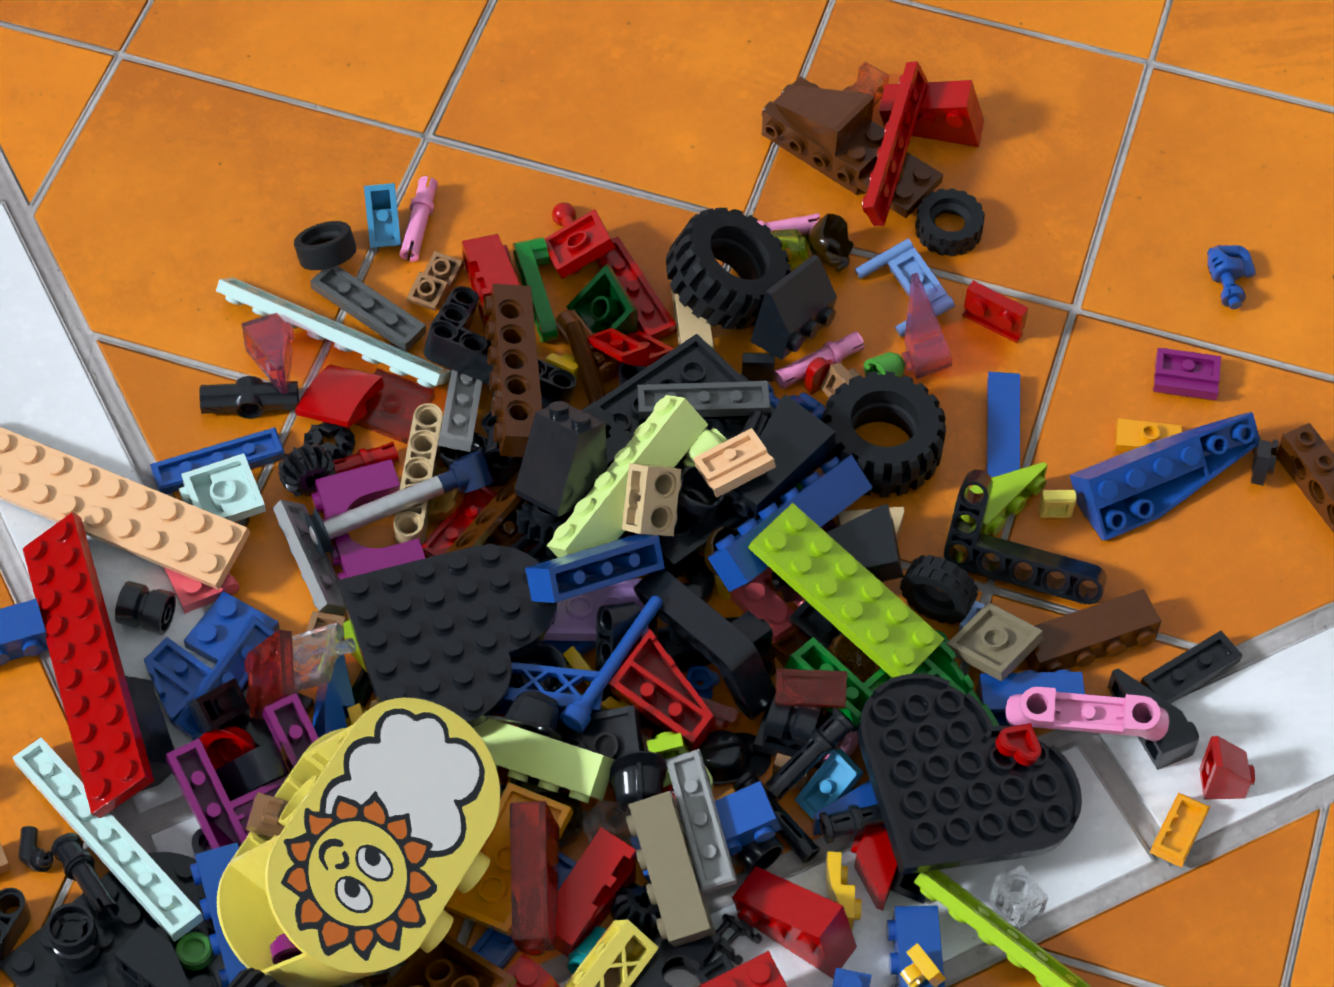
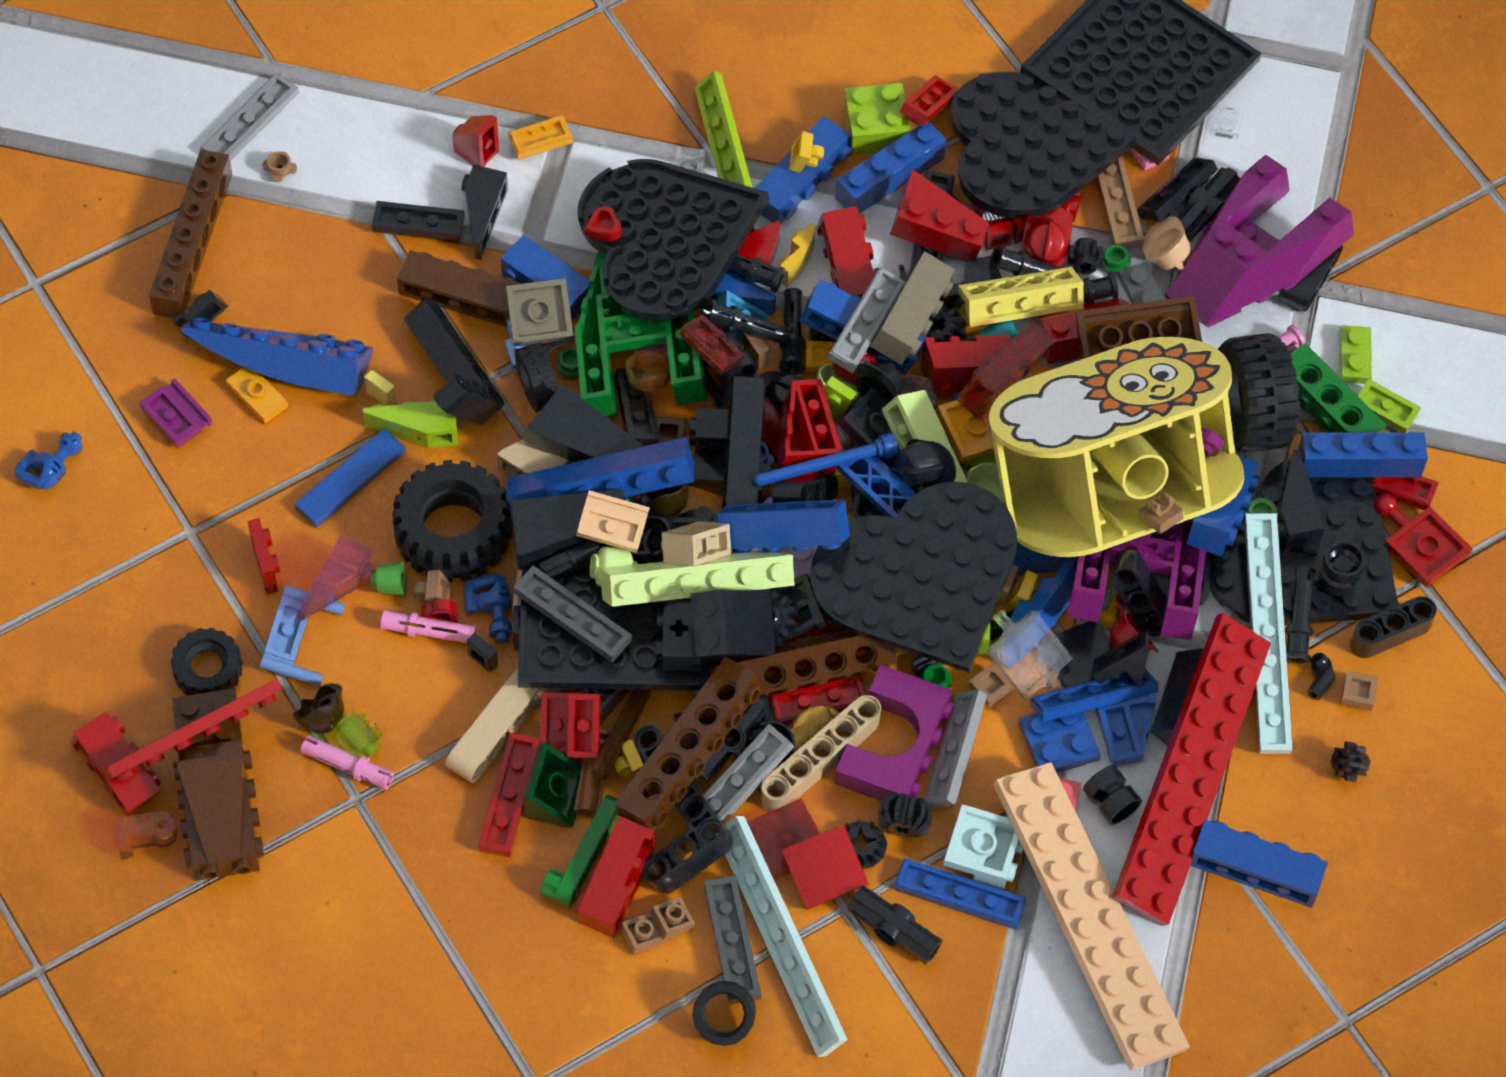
camera: 140 degrees left, 5 degrees up
(270, 347) = (846, 942): clear pink slope -> none
(270, 672) = (1068, 648): clear red plate -> none
(367, 457) = (847, 804): red pin -> none
(382, 215) = (652, 1009): dark azure slope -> none
(421, 208) = (609, 1002): bright pink pin -> none
(465, 475) = (857, 720): piece -> none
(578, 240) = (519, 858): red plate -> none
(710, 288) = (450, 747): black tyre -> none
(795, 309) = (420, 657): black slope -> none
(845, 593) = (621, 391): lime plate -> none
(1088, 713) = (563, 232): bright pink plate -> none

